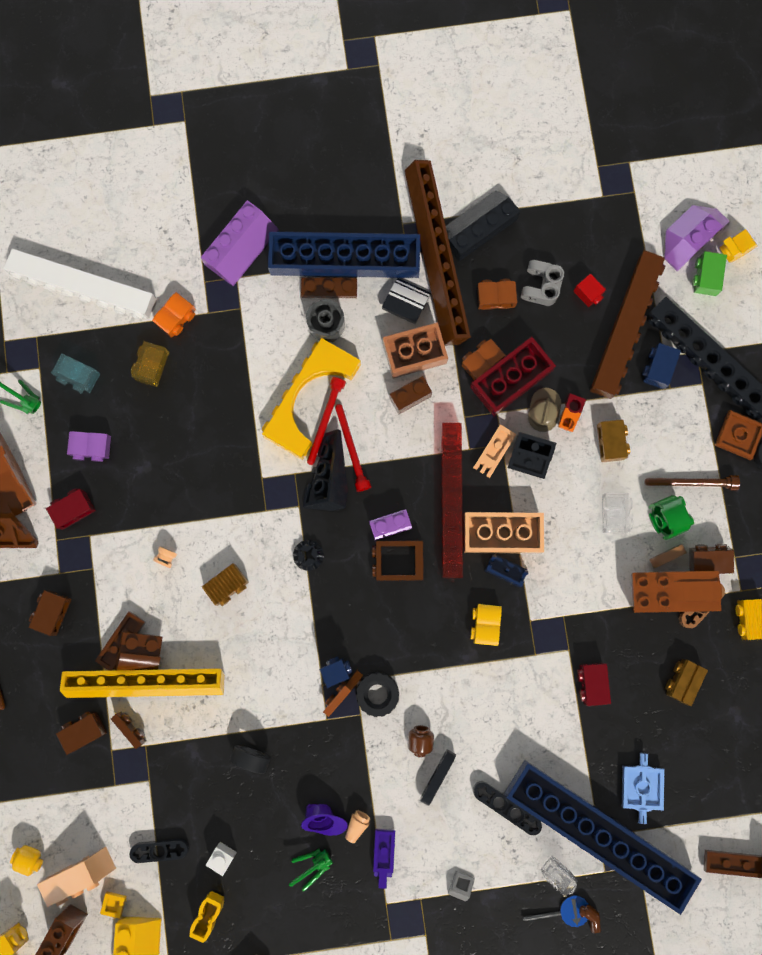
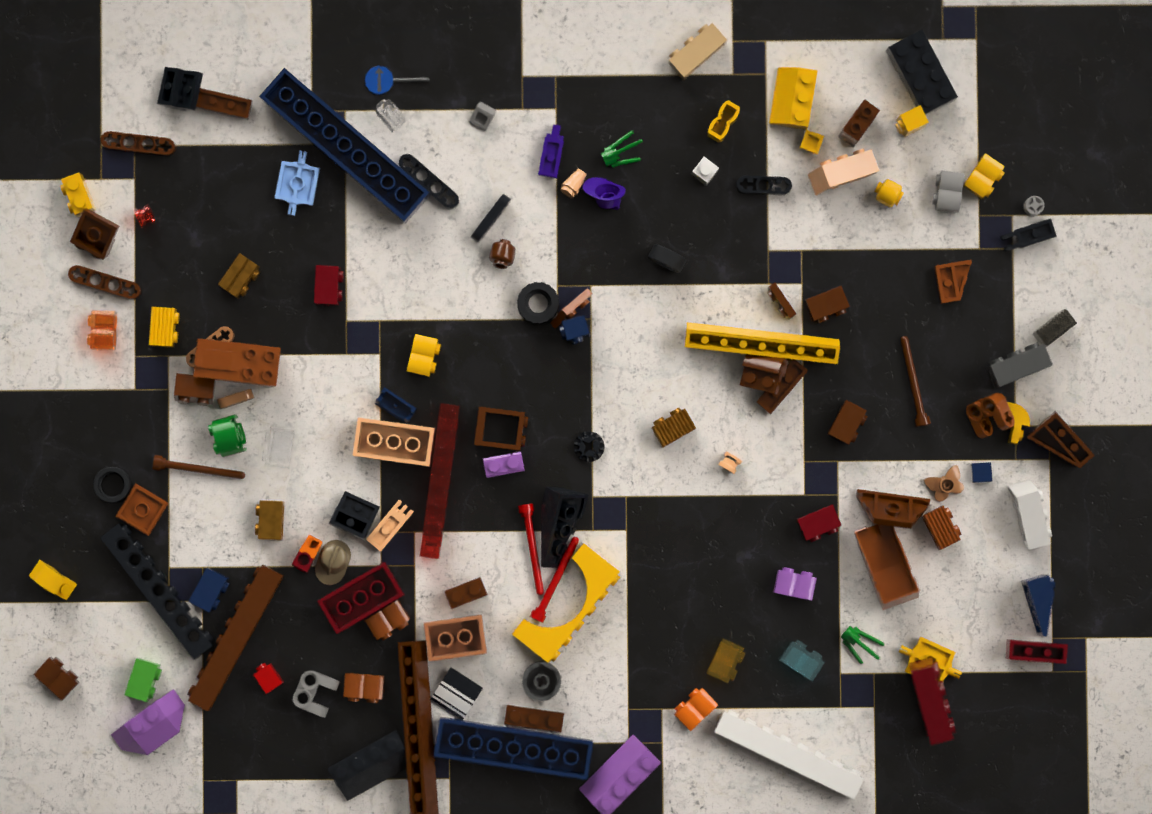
camera: 175 degrees left, 5 degrees up
(593, 916) = (363, 74): reddish brown arm -> none
(738, 246) = (108, 705): yellow brick -> none

